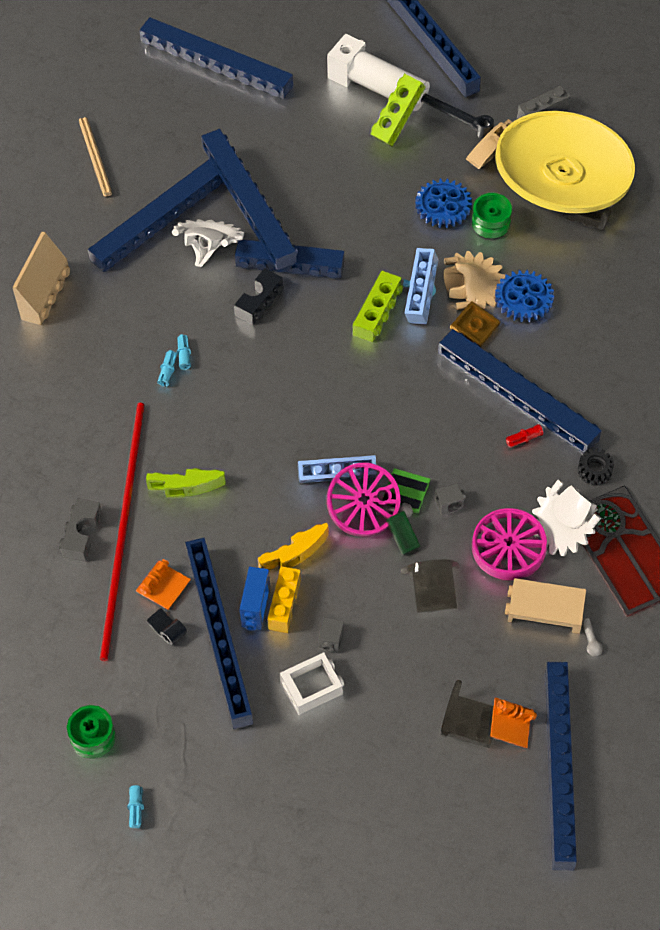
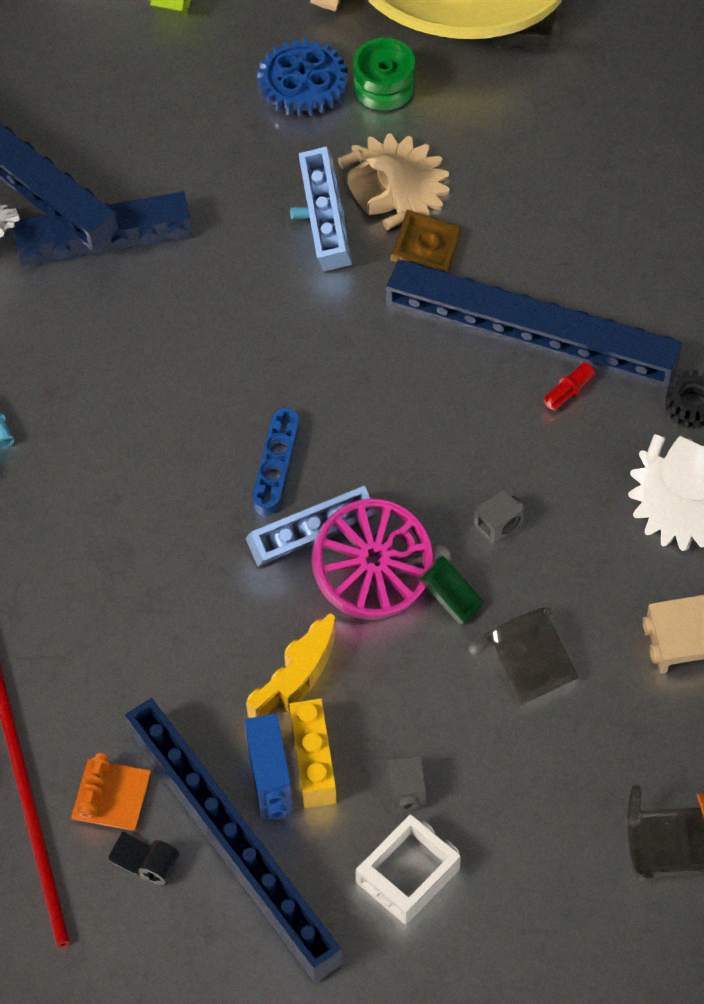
camera: 20 degrees left, 0 degrees up
(193, 483) = (96, 619): lime slope -> none
(252, 307) = (74, 320): black arch -> none
(336, 426) = (275, 461): none -> blue beam
(377, 306) = (267, 260): lime brick -> none
(411, 488) = (438, 518): tile -> none
(515, 540) = (605, 549): dark pink piece -> none
(522, 290) = (481, 178): blue gear -> none

